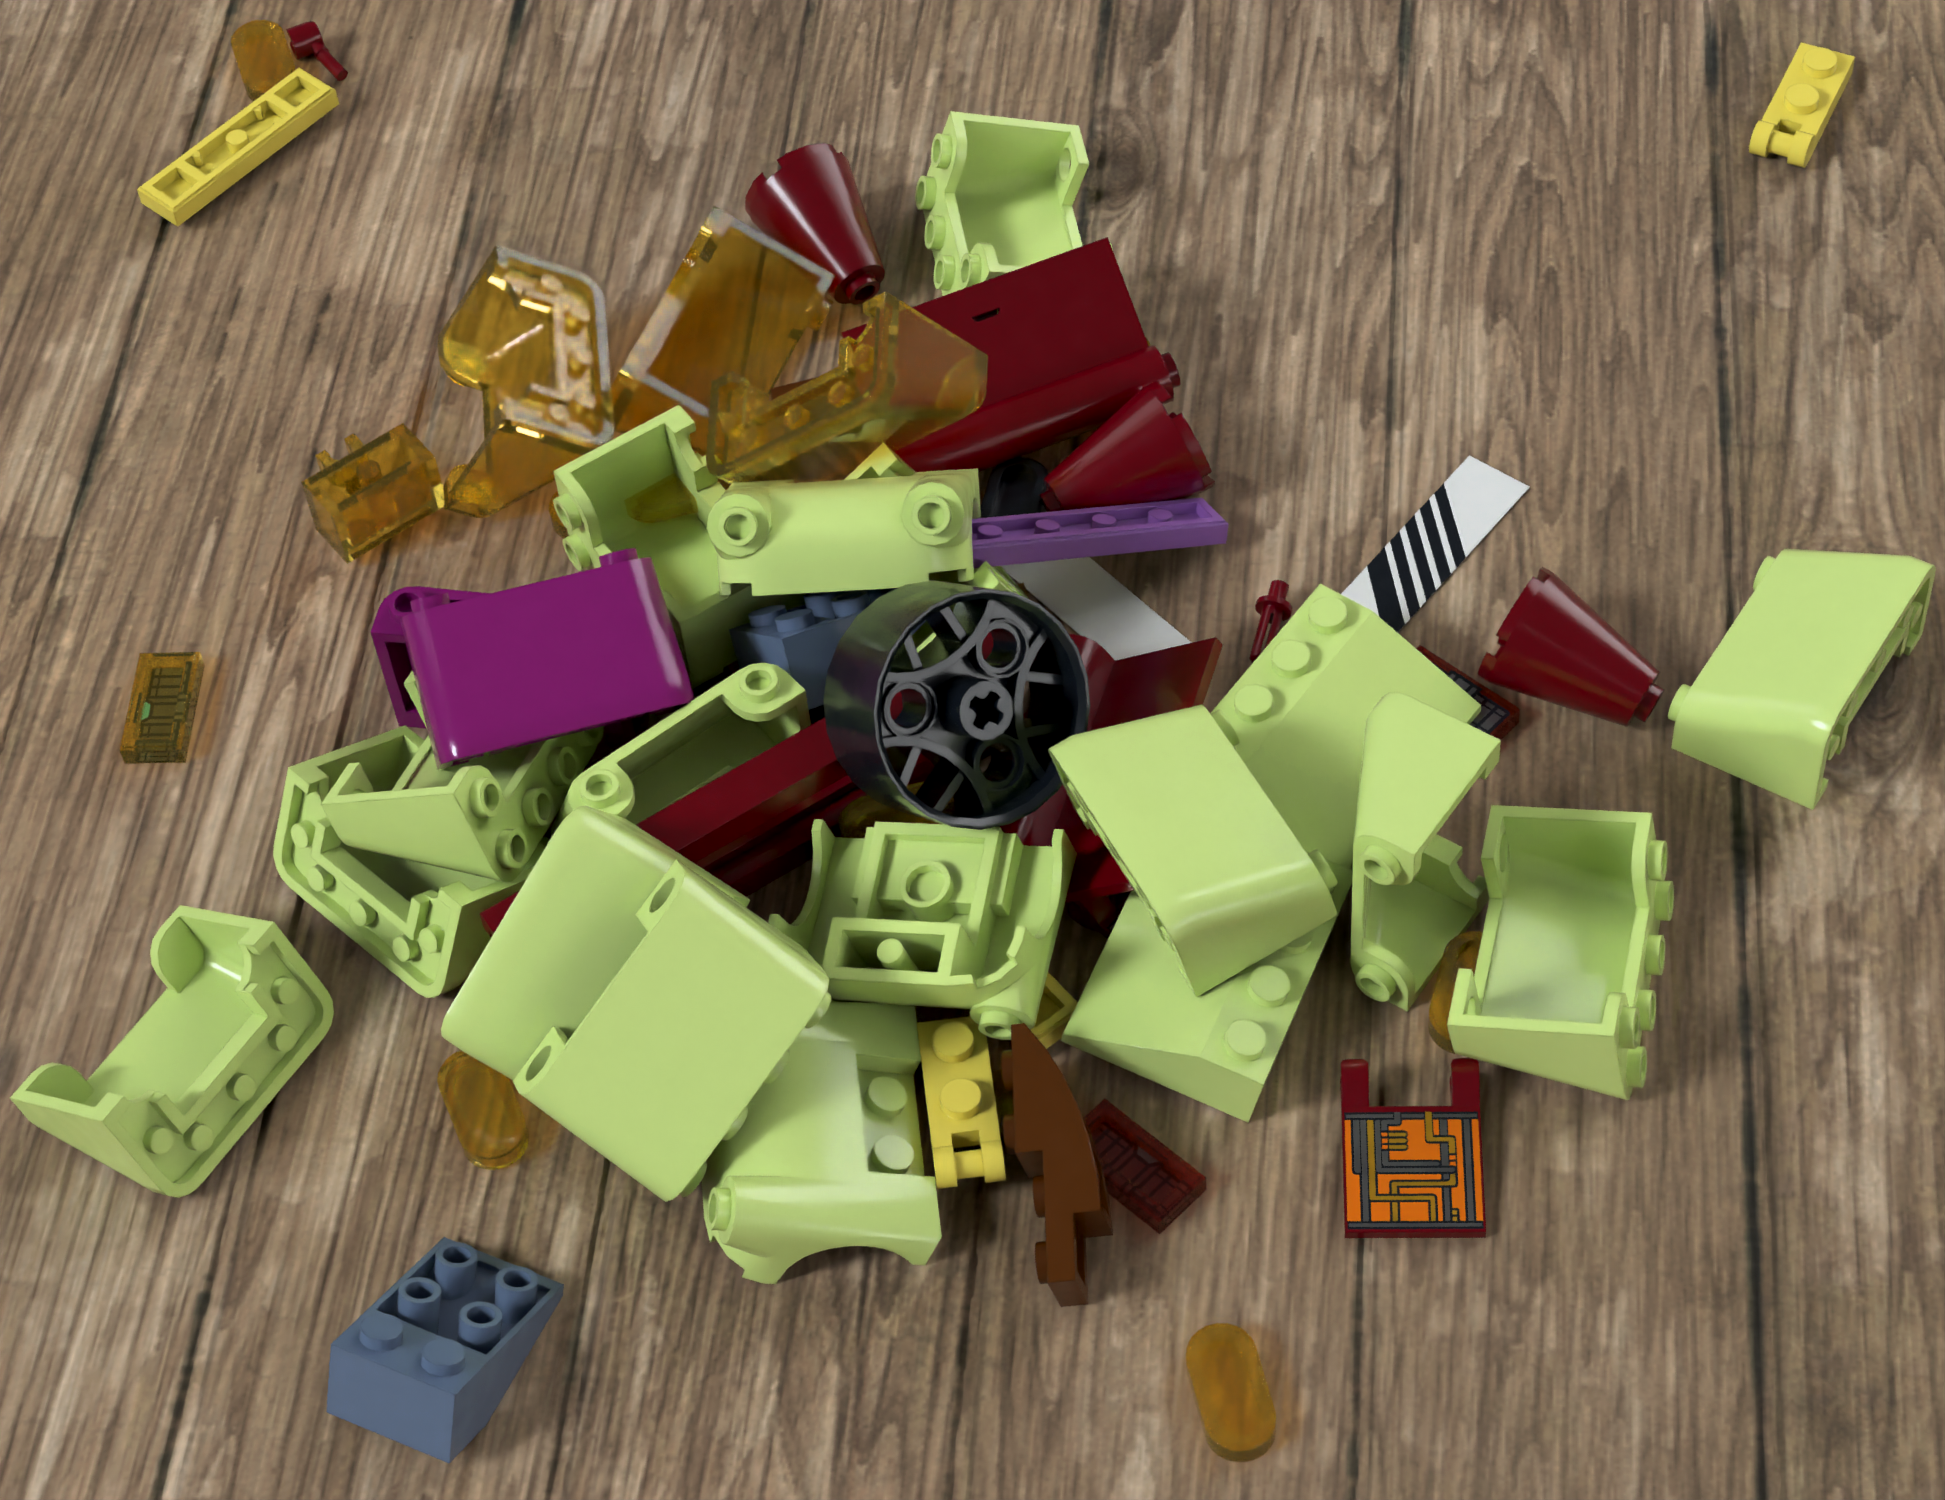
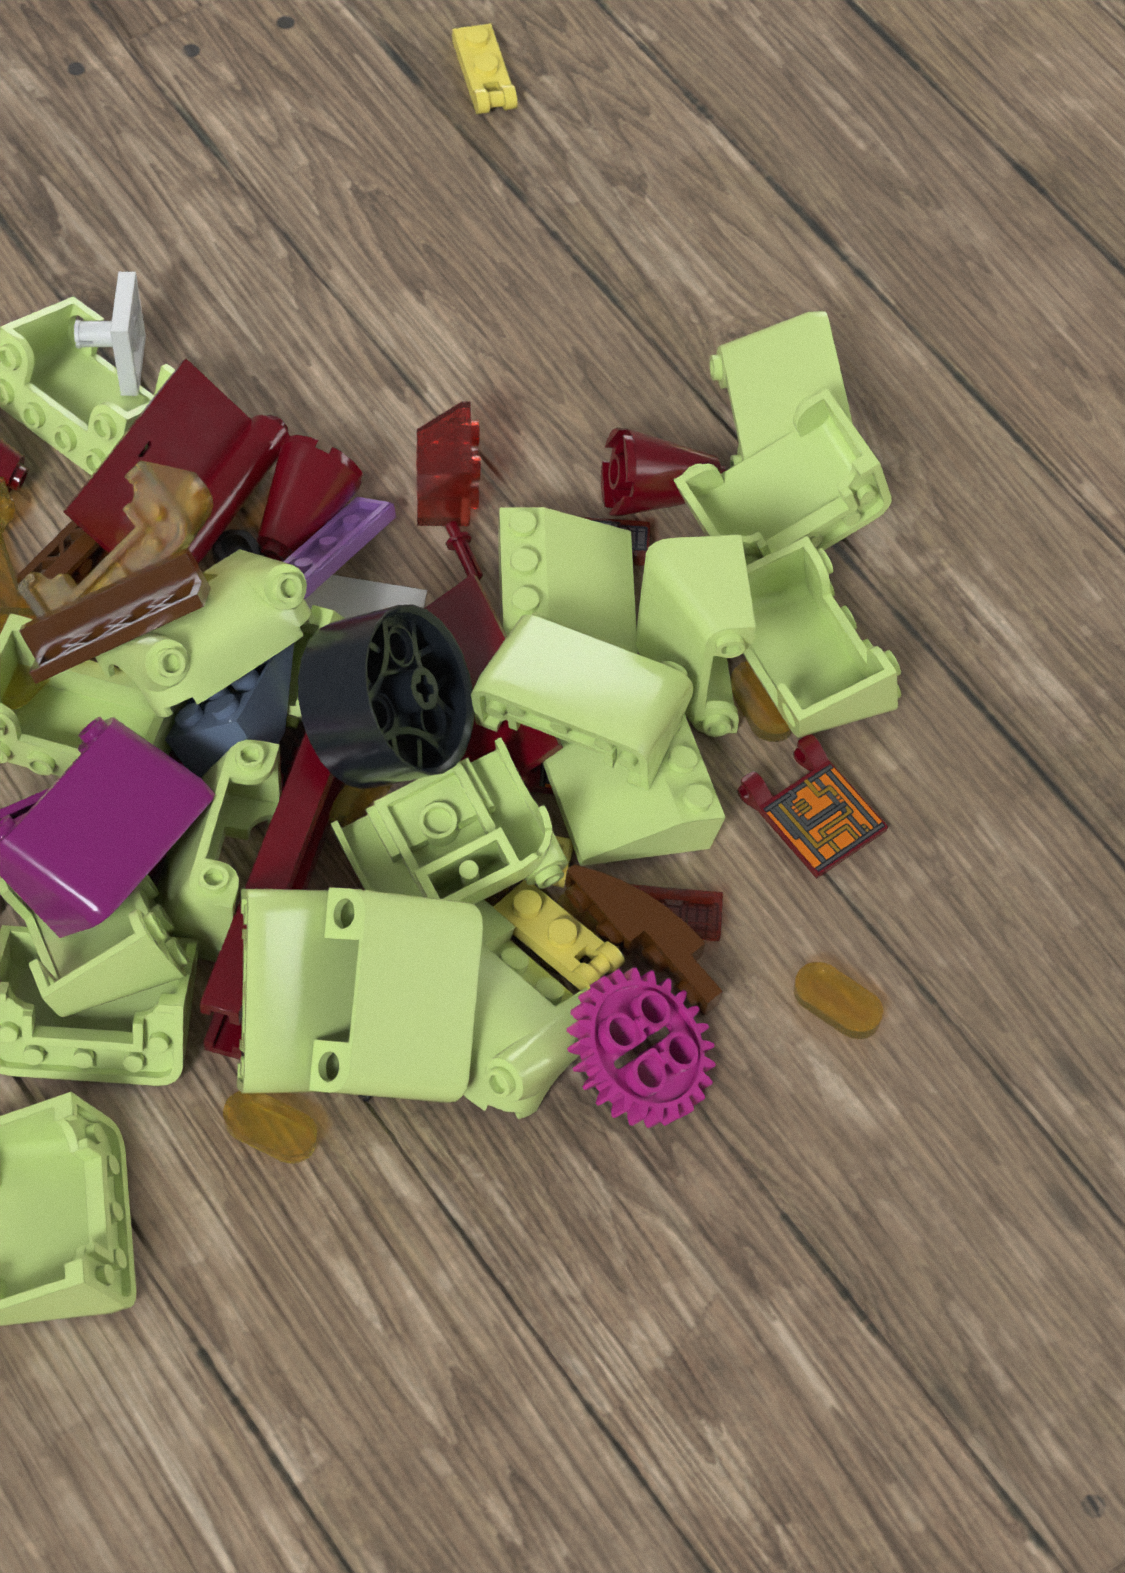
camera: 50 degrees left, 5 degrees up
(439, 1348) = (390, 1277): sand blue slope -> none
(759, 453) = (115, 614): none -> reddish brown fence
(926, 1344) = (662, 1079): none -> dark pink gear
(1095, 186) = (123, 333): none -> white tile
(1322, 519) = (447, 467): none -> clear red slope
(1435, 541) = (507, 453): sticker -> none
(1712, 763) = (806, 484): none -> yellowish green windscreen

